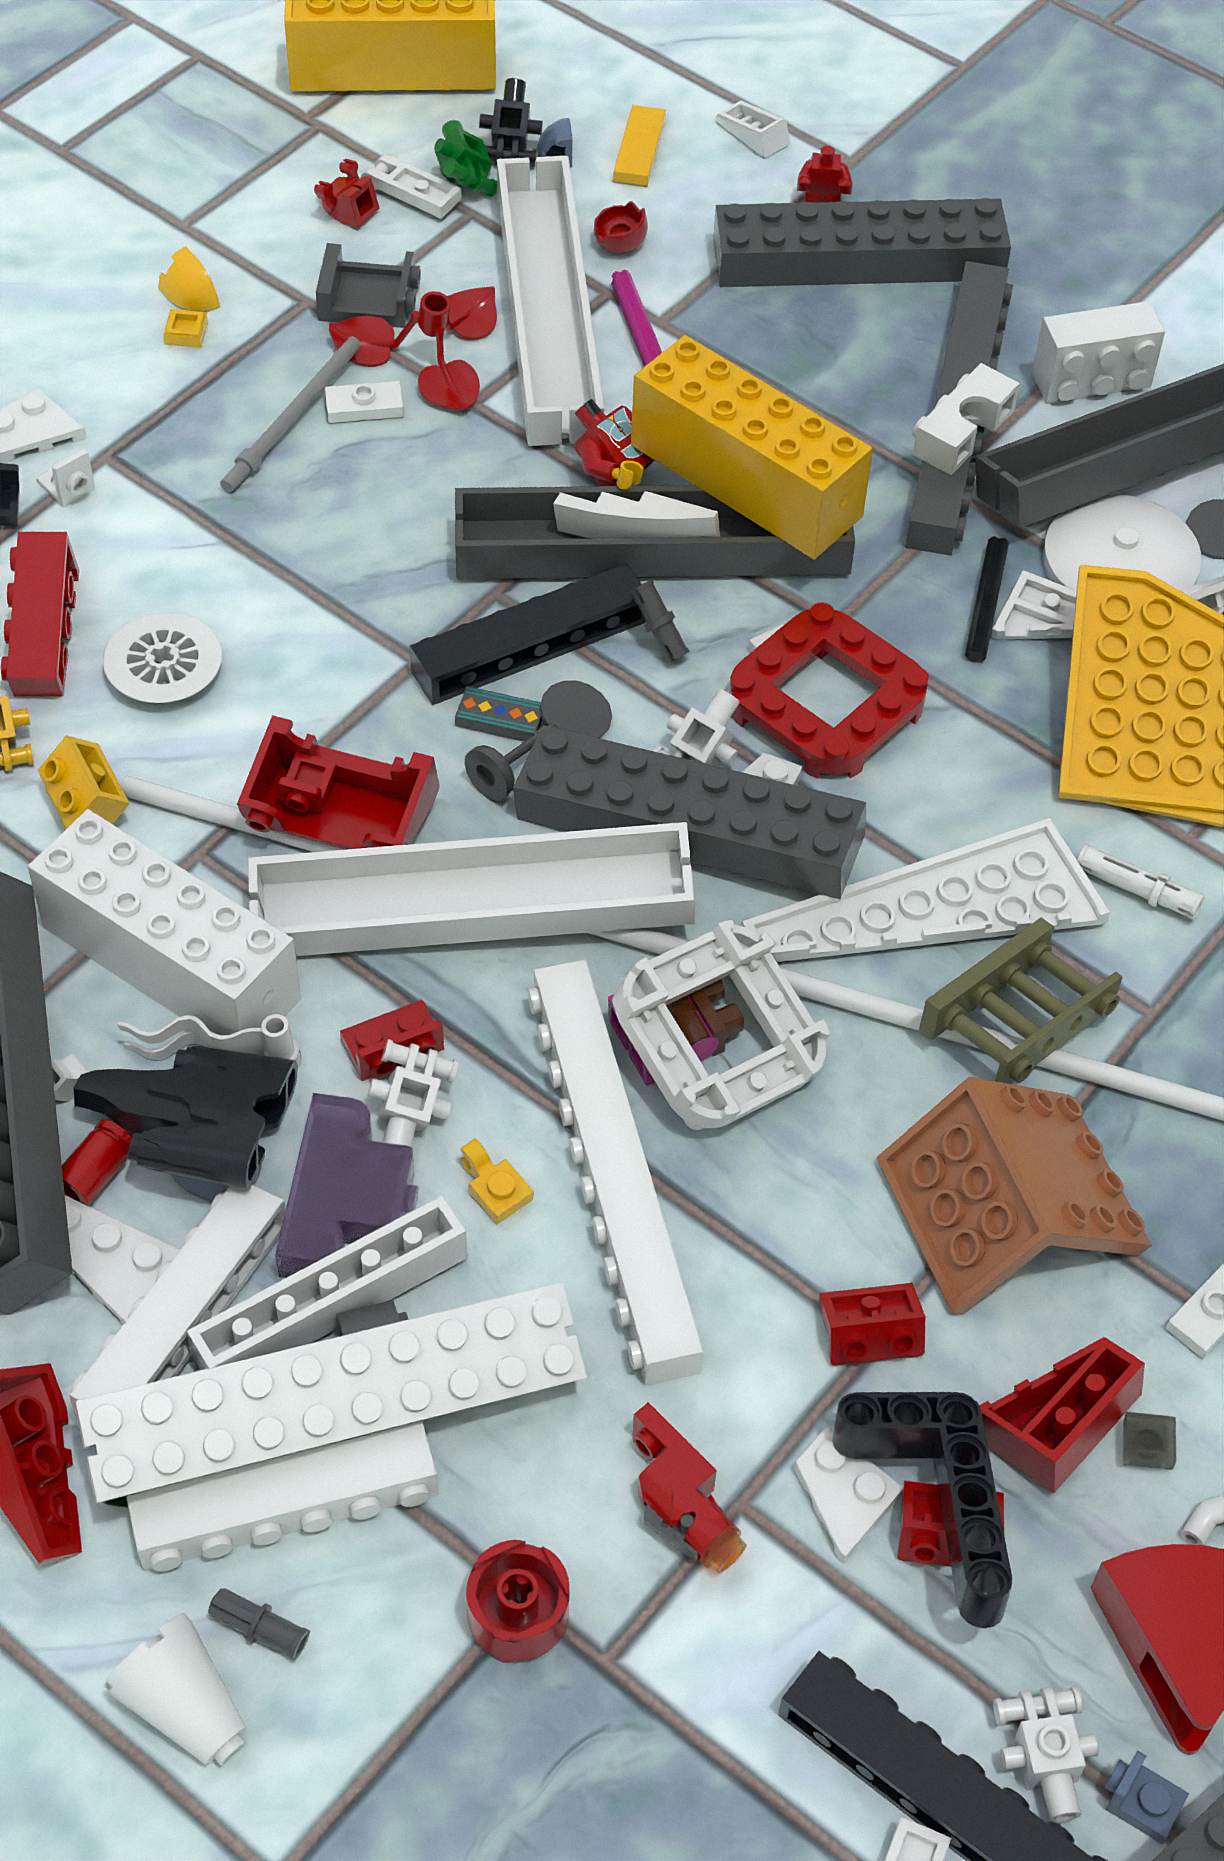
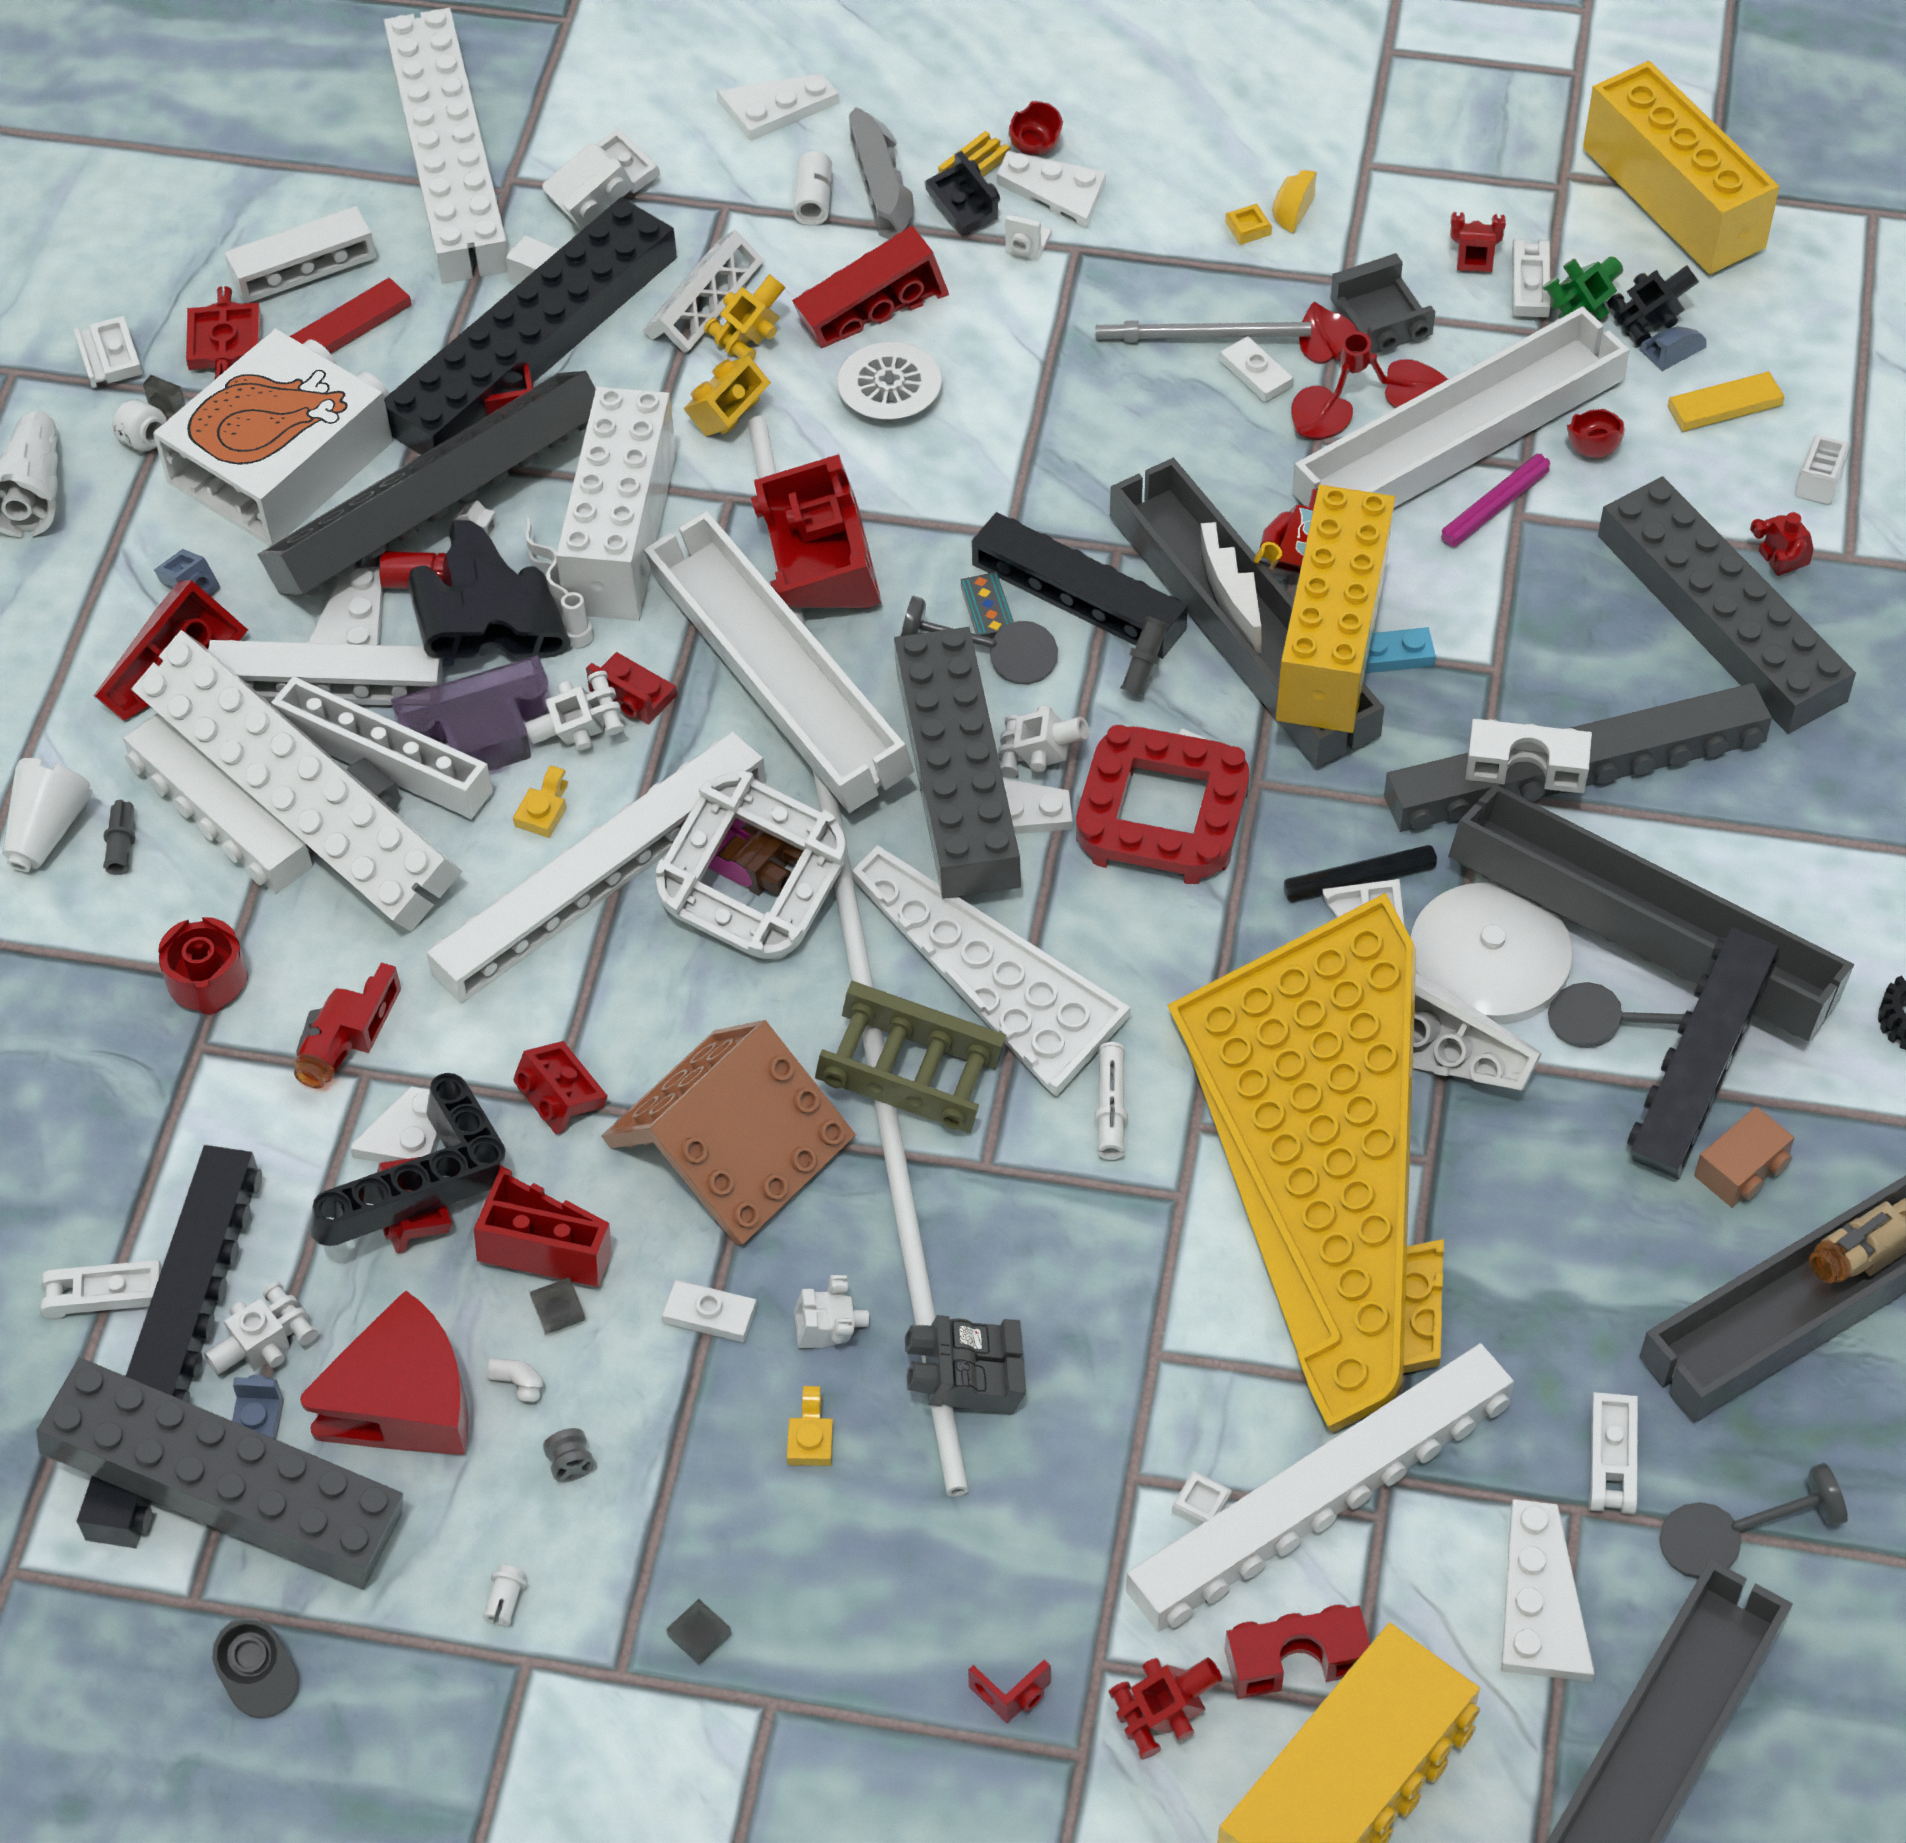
camera: 65 degrees right, 0 degrees up
(1097, 352) = (1714, 826): white brick -> none

